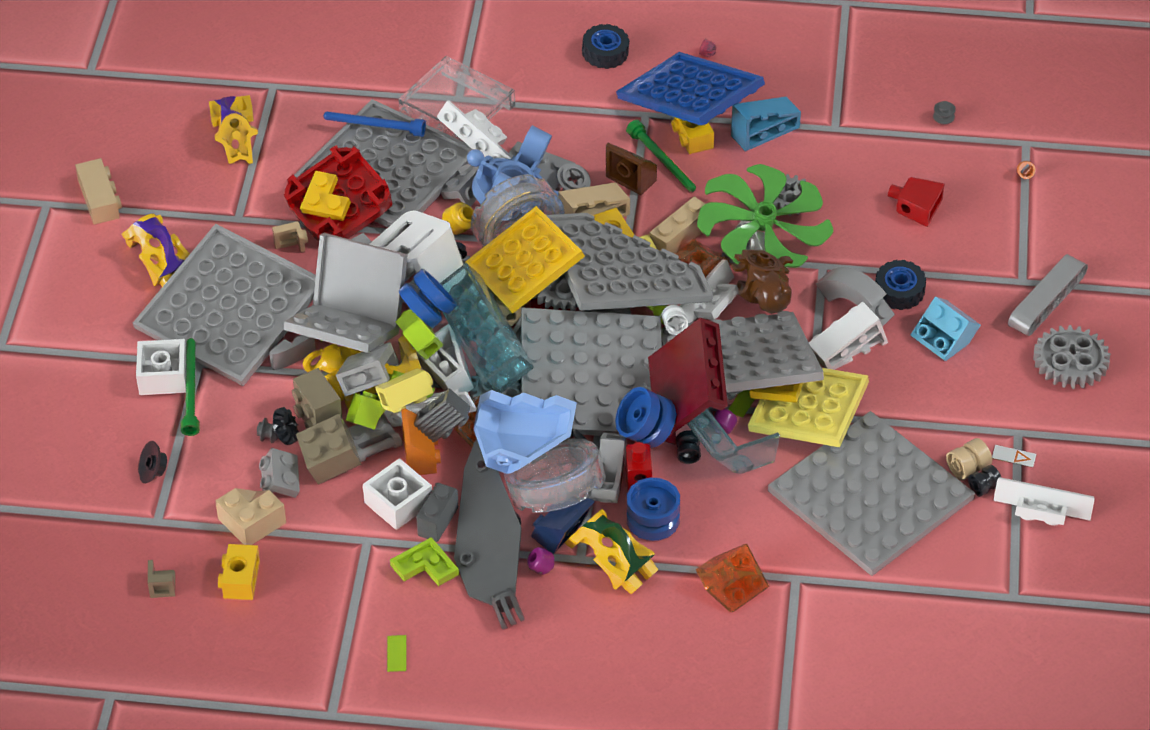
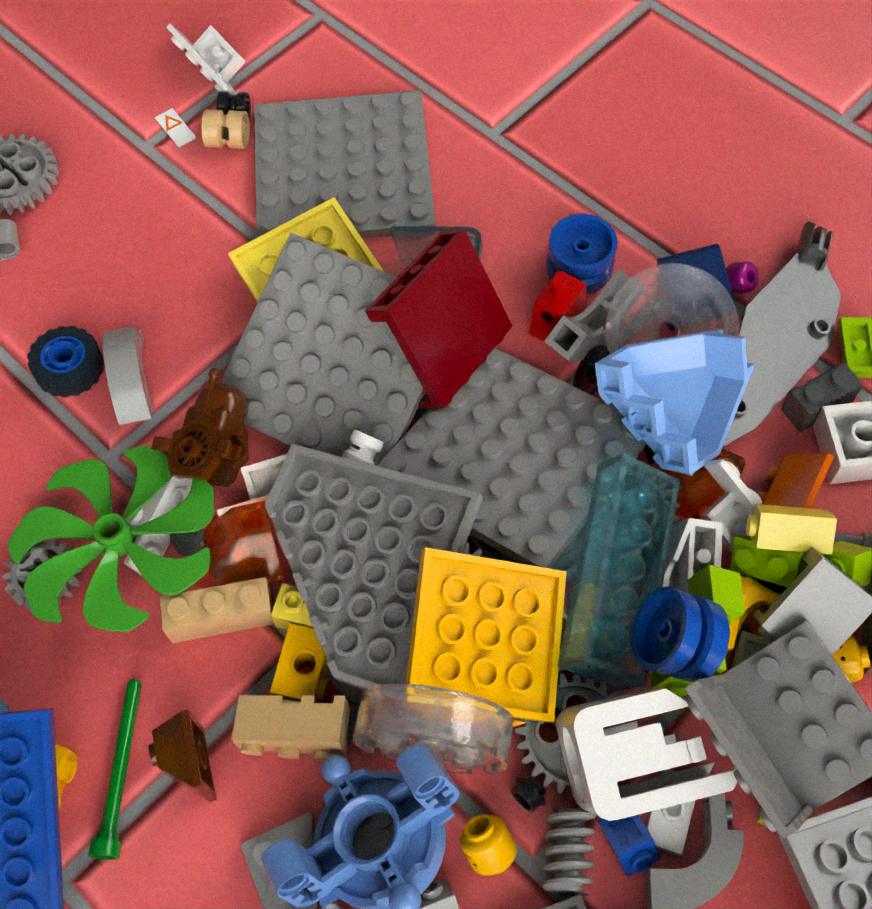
camera: 140 degrees left, 15 degrees up
(442, 416) = (762, 468): dark grey brick -> none
(575, 172) = (263, 798): light grey gear -> none
(625, 551) = (662, 222): yellow hips -> none
(645, 417) = (518, 322): blue wheel -> none
(733, 577) = (565, 152): clear orange slope -> none
(848, 337) = (194, 321): white wedge -> none
(945, 328) = (84, 277): medium azure slope -> none

